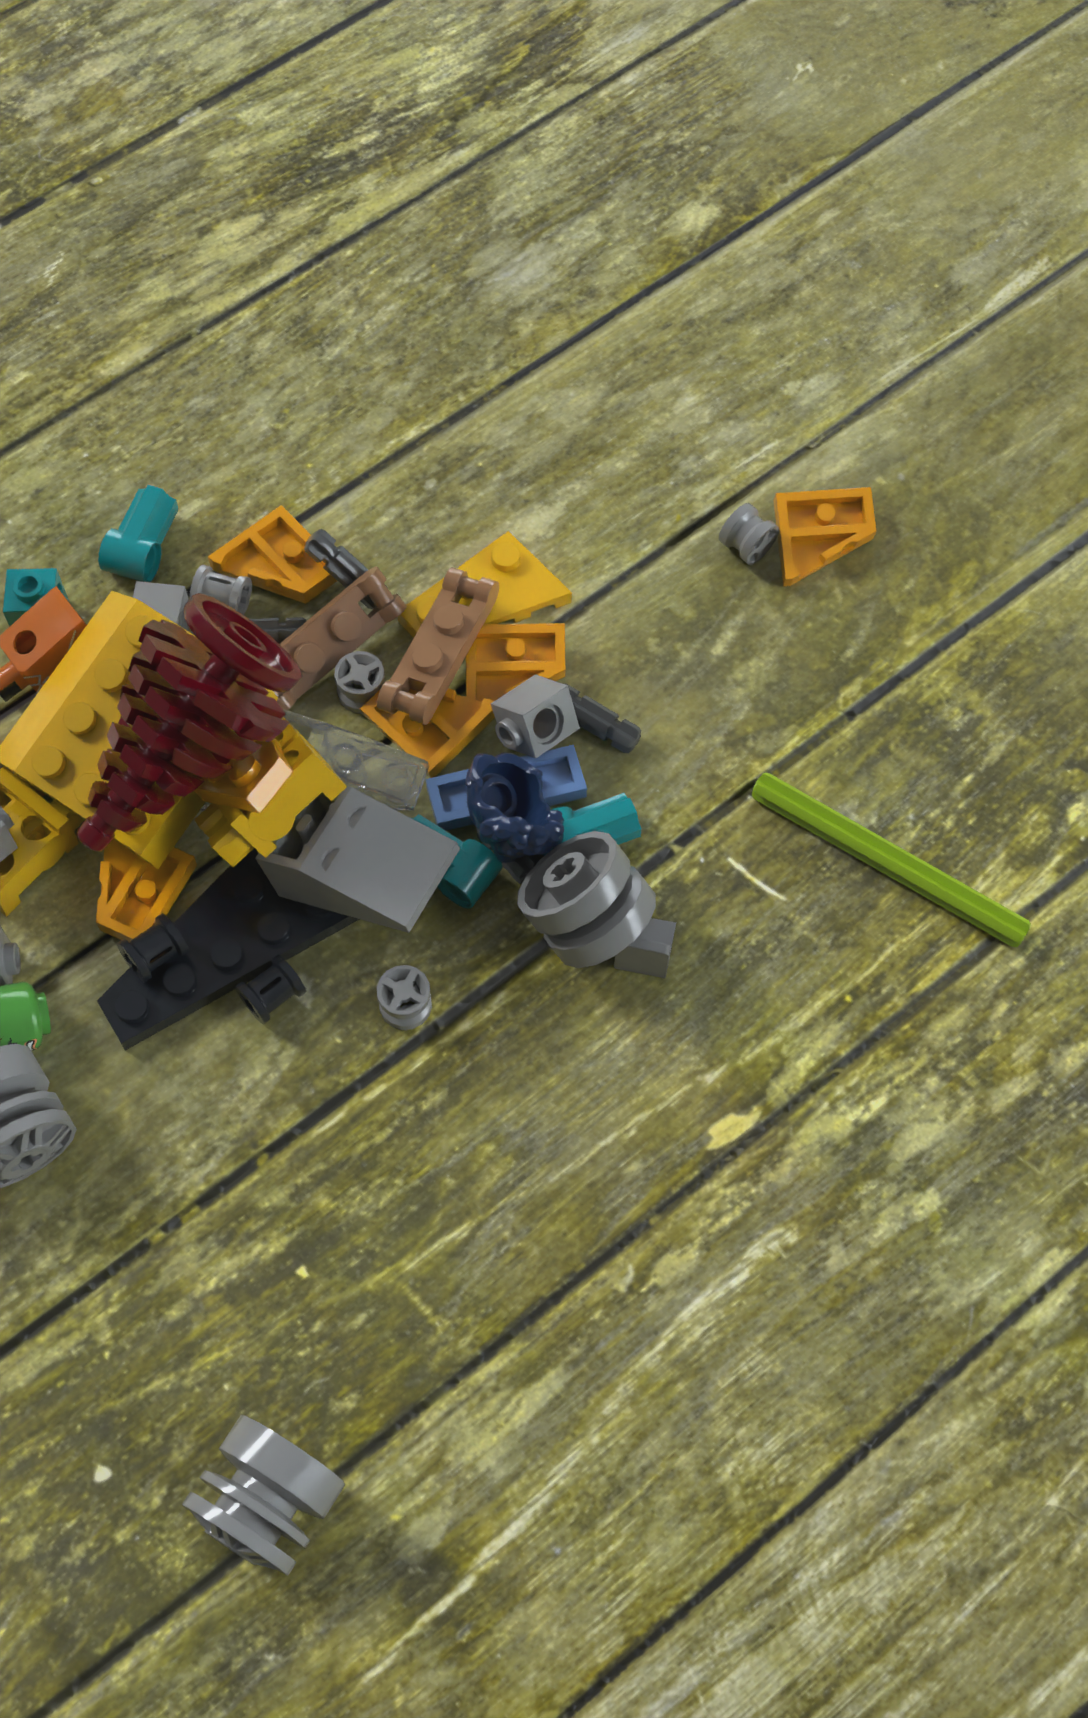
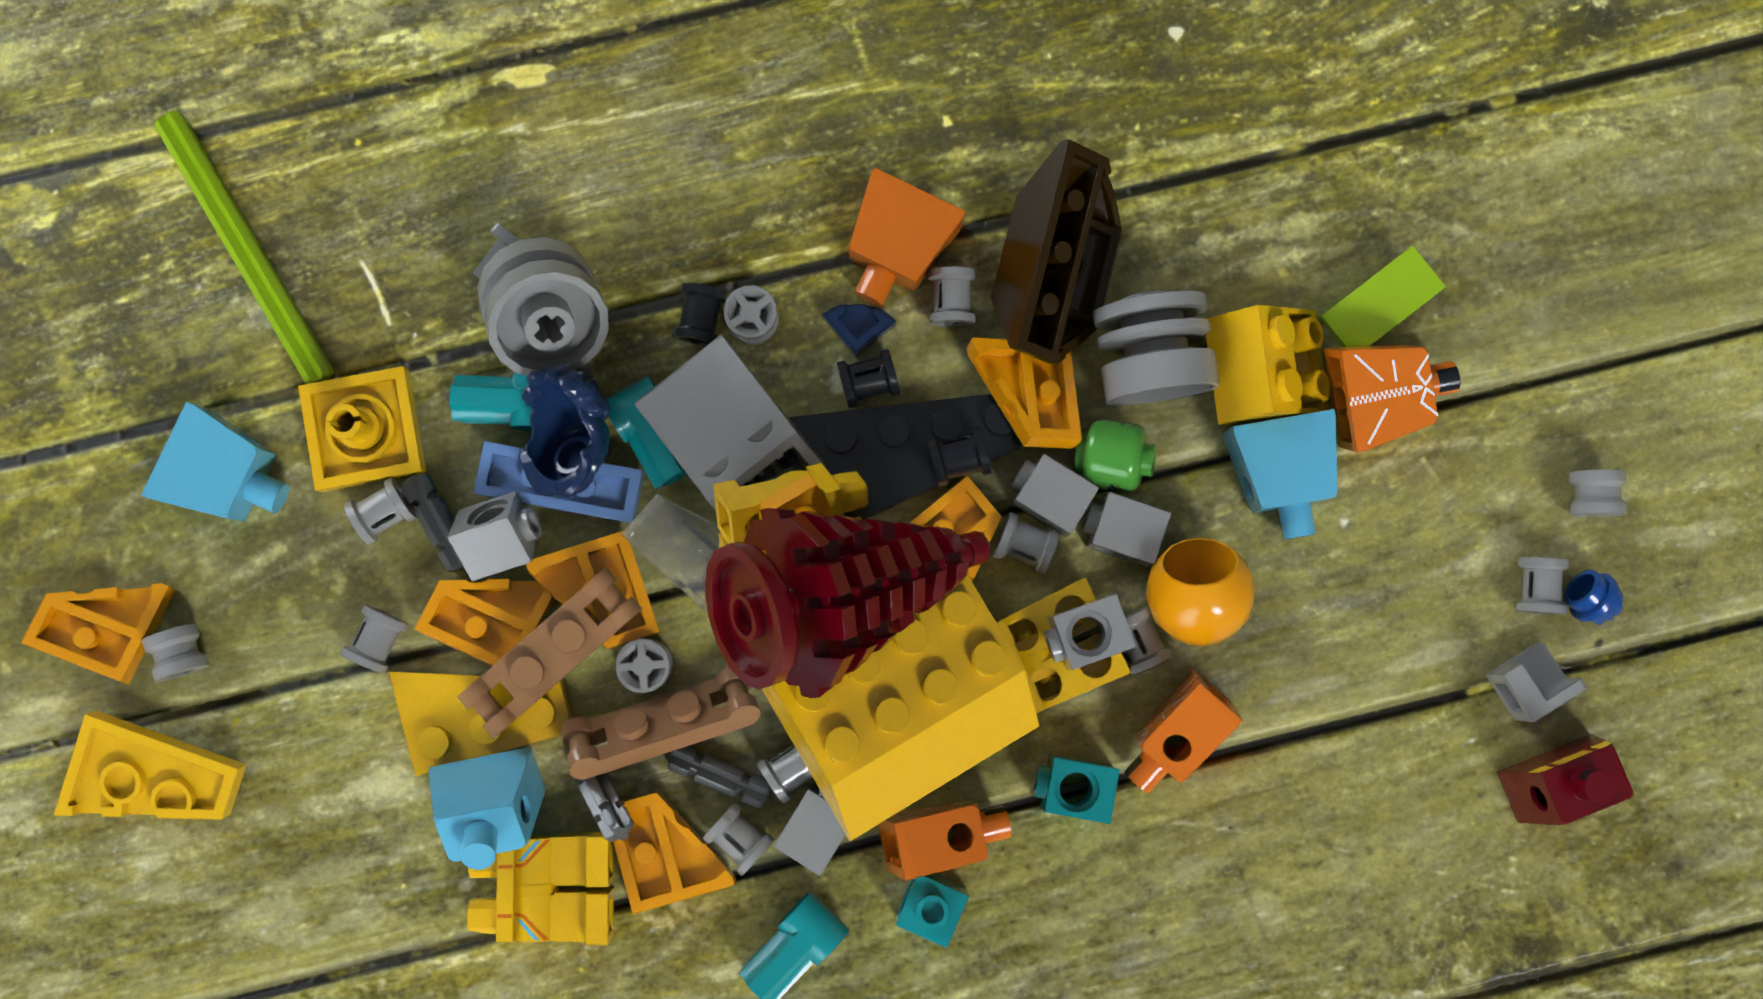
camera: 155 degrees left, 20 degrees up
(56, 961) = (1052, 494): none -> light grey brick
(64, 913) = (1026, 543): none -> light grey bush
(109, 1040) = (1032, 394): none -> light orange wing
(132, 1163) = (1058, 254): none -> dark brown wedge
(222, 1095) = (951, 296): none -> light grey bush
(295, 1127) = (899, 235): none -> orange torso
(303, 1038) = (858, 325): none -> dark blue tile
(362, 495) = (529, 897): none -> yellow hips
(434, 521) = (486, 805): none -> medium azure torso
(451, 975) = (699, 313): none -> black bush
(595, 609) = (374, 639): none -> light grey bush
(647, 700) = (379, 511): none -> light grey bush
(698, 758) = (362, 429): none -> yellow plate
(728, 449) = (141, 772): none -> yellow wing
(799, 674) = (214, 468): none -> medium azure torso

